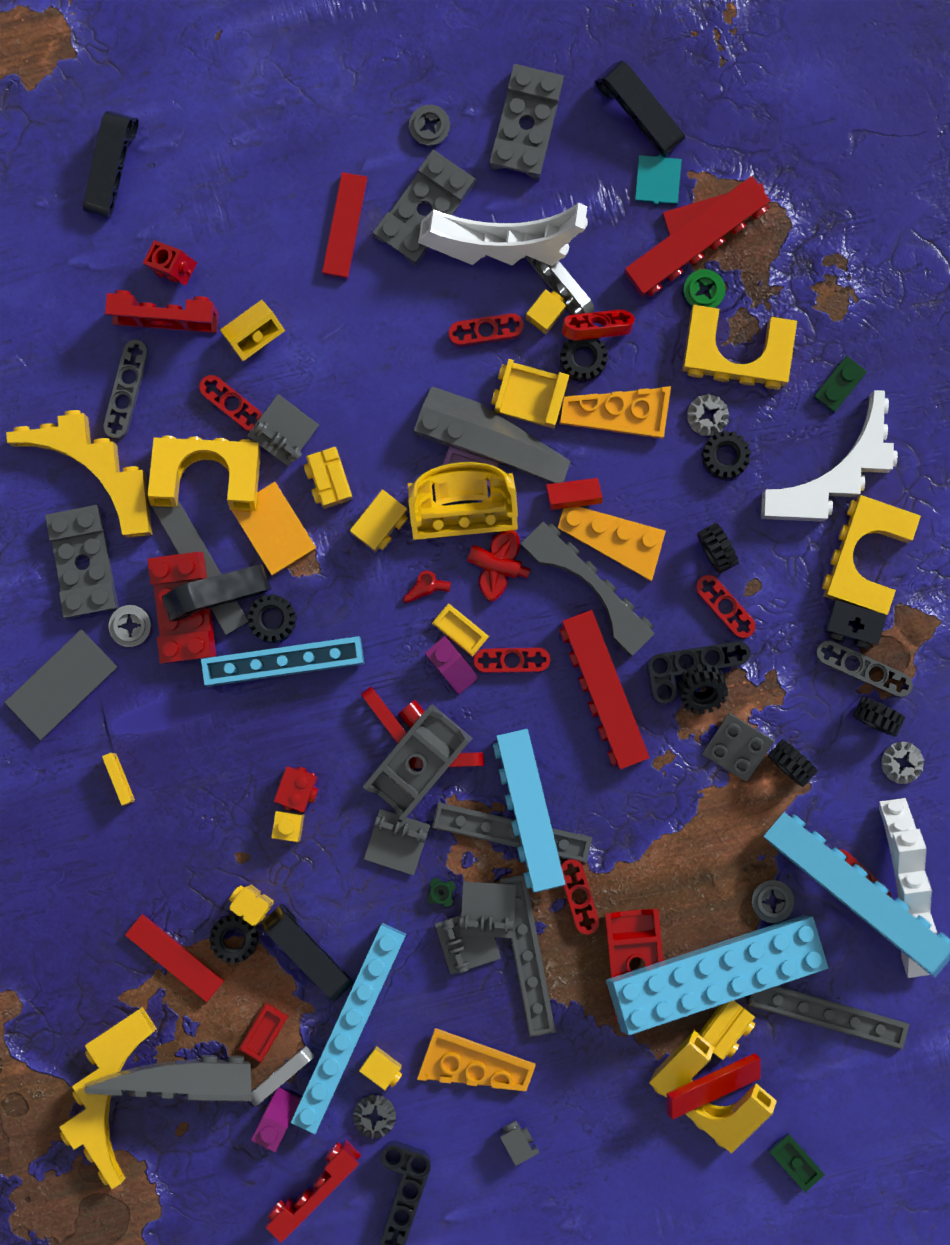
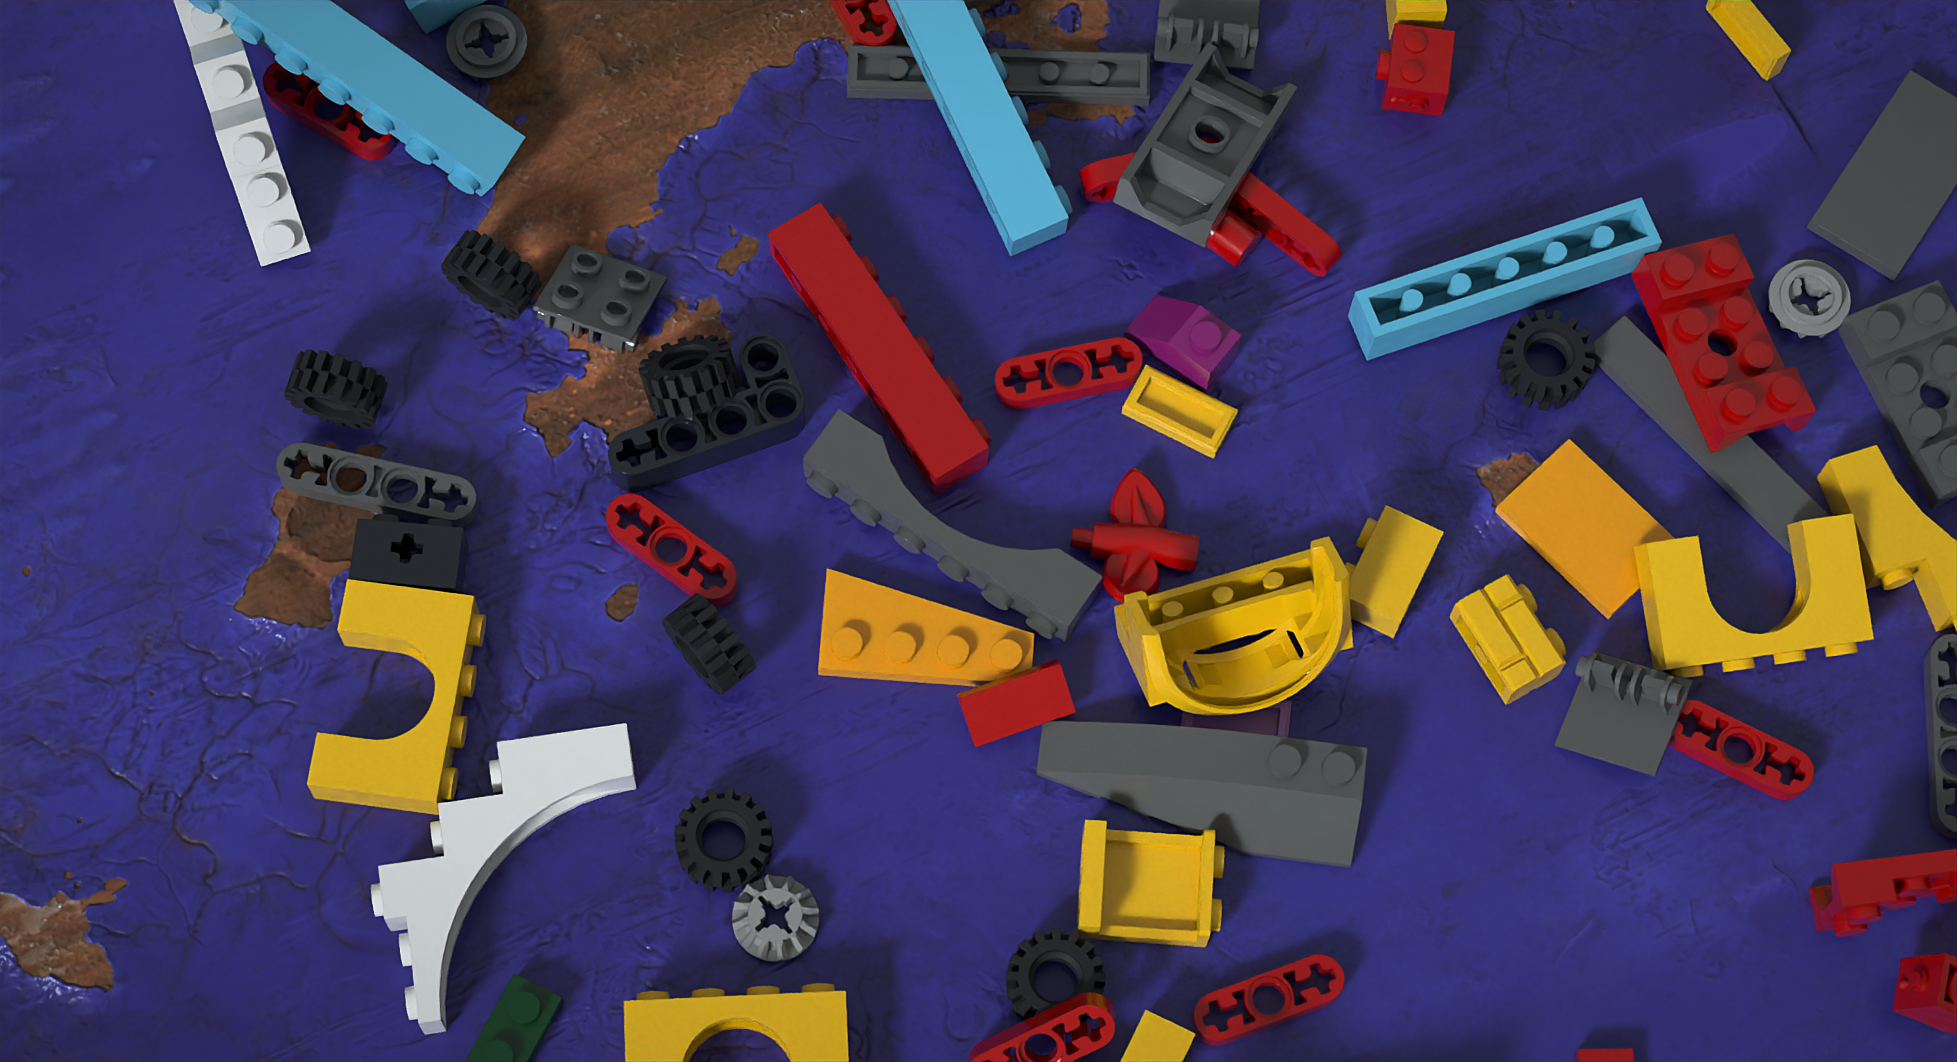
camera: 165 degrees right, 15 degrees down
(215, 591) = (1663, 370): black beam -> none
(252, 330) = (1741, 892): yellow brick -> none
(425, 586) = (1266, 479): red animal -> none
(627, 412) = (948, 886): light orange wing -> none
(891, 767) = (284, 348): light grey gear -> none

